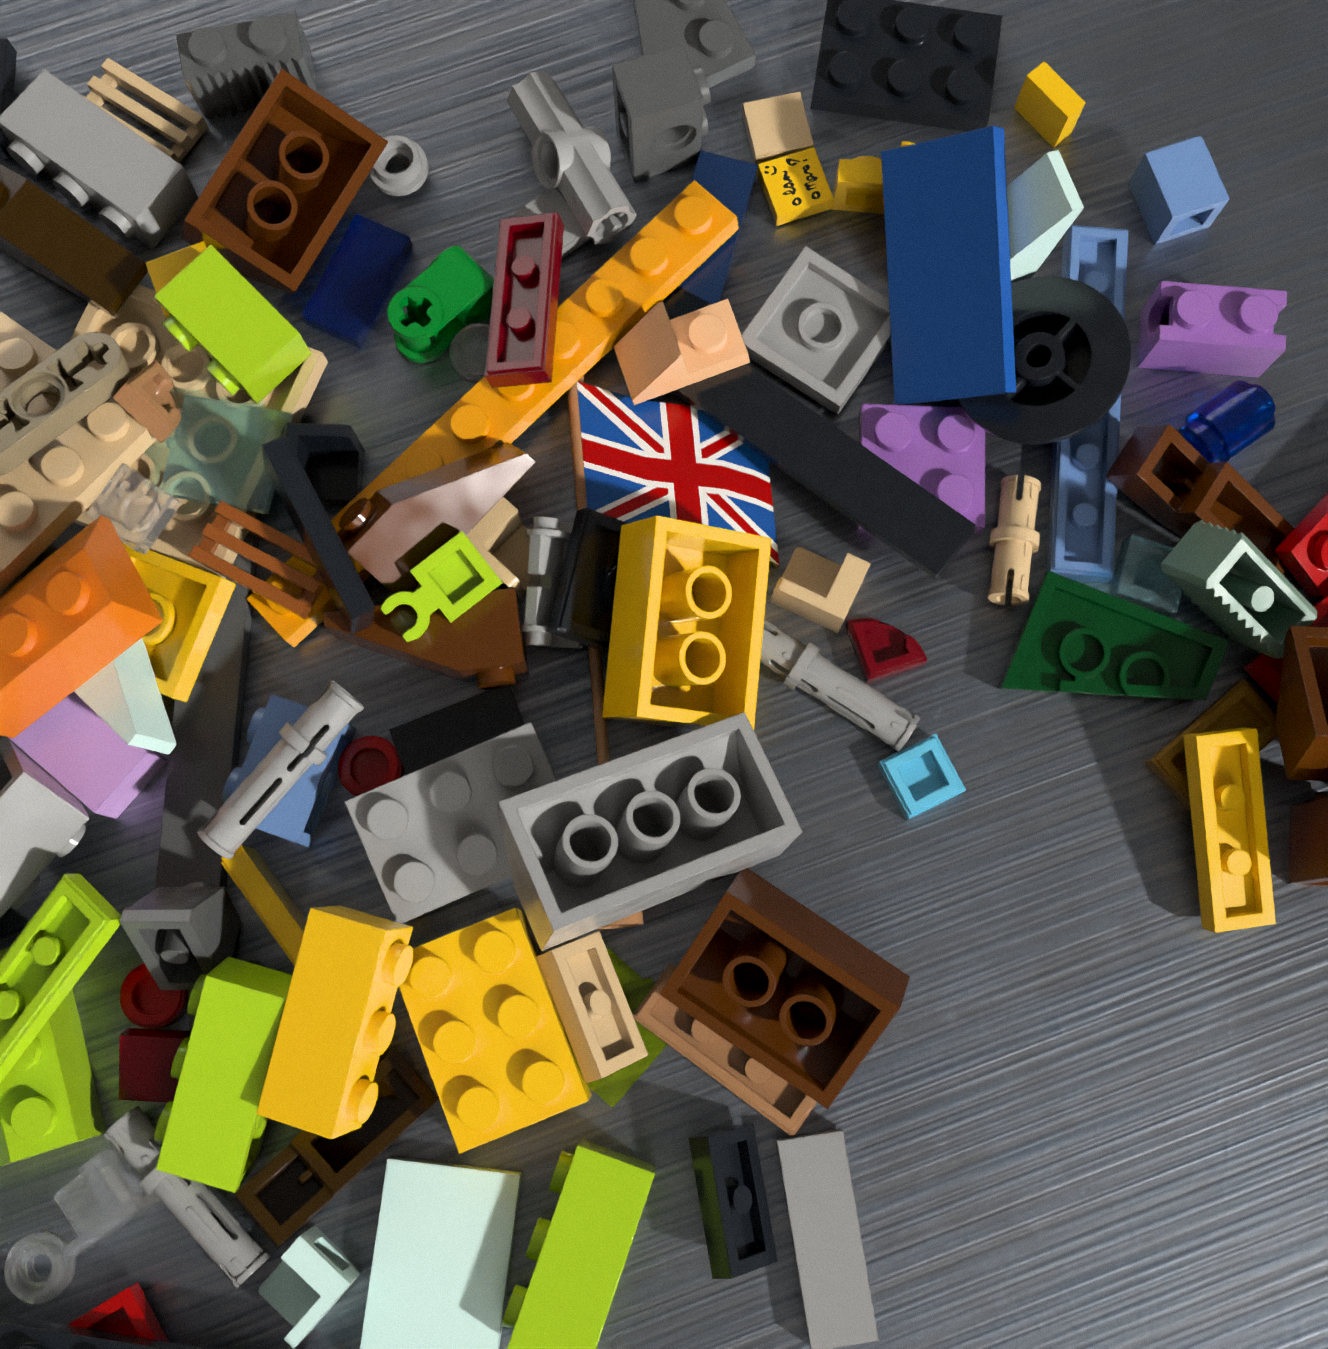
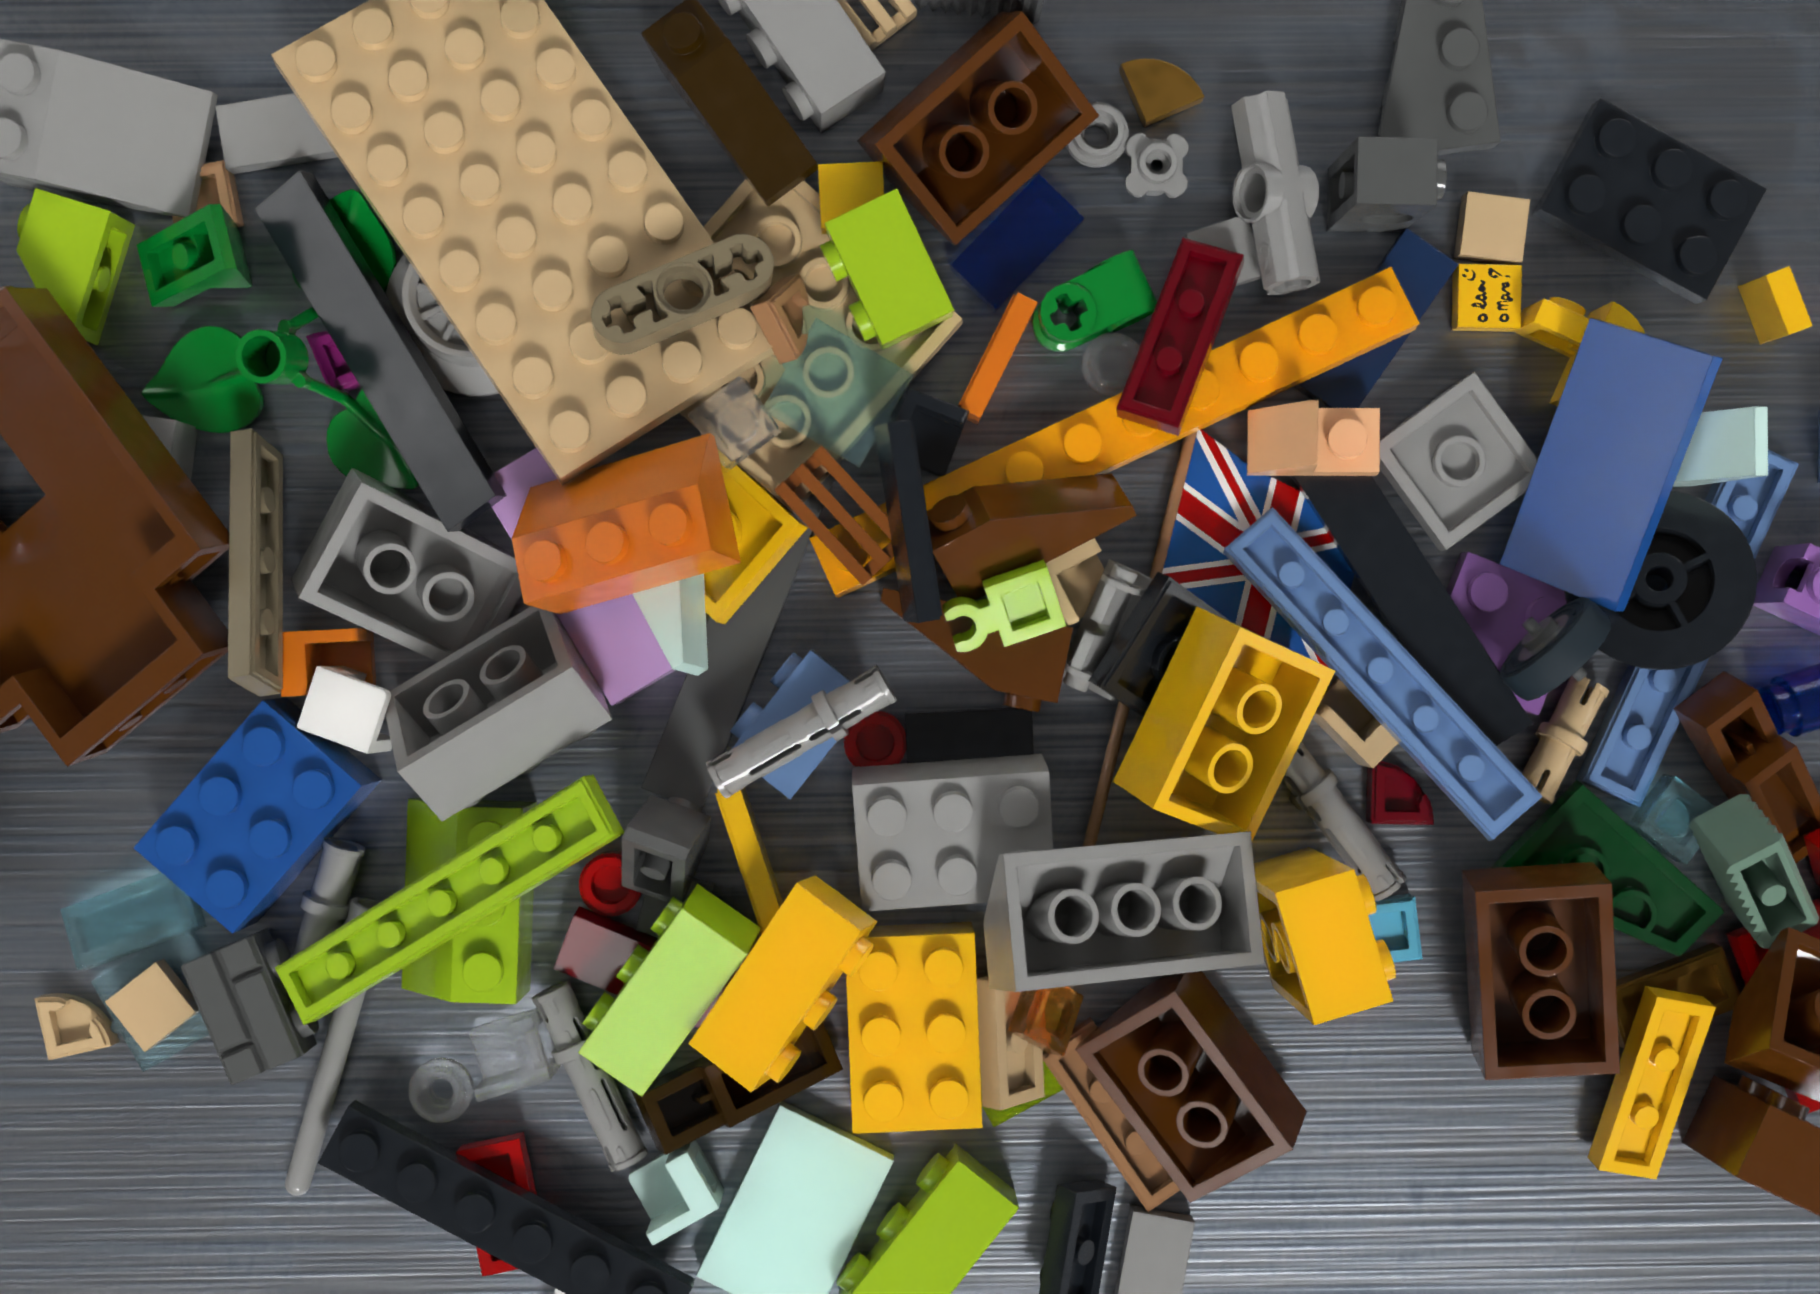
camera: 15 degrees right, 10 degrees up
(369, 377) = (997, 356): none -> orange tile
(441, 112) = (1159, 89): none -> pearl gold tile
(462, 189) = (1143, 179): none -> light grey plate
(618, 968) = (1047, 1018): none -> clear orange tile
(822, 532) = (1382, 675): none -> medium blue tile
(844, 781) = (1321, 936): none -> yellow brick
(966, 447) = (1555, 649): none -> black wheel
(1078, 754) = (1541, 971): none -> reddish brown brick

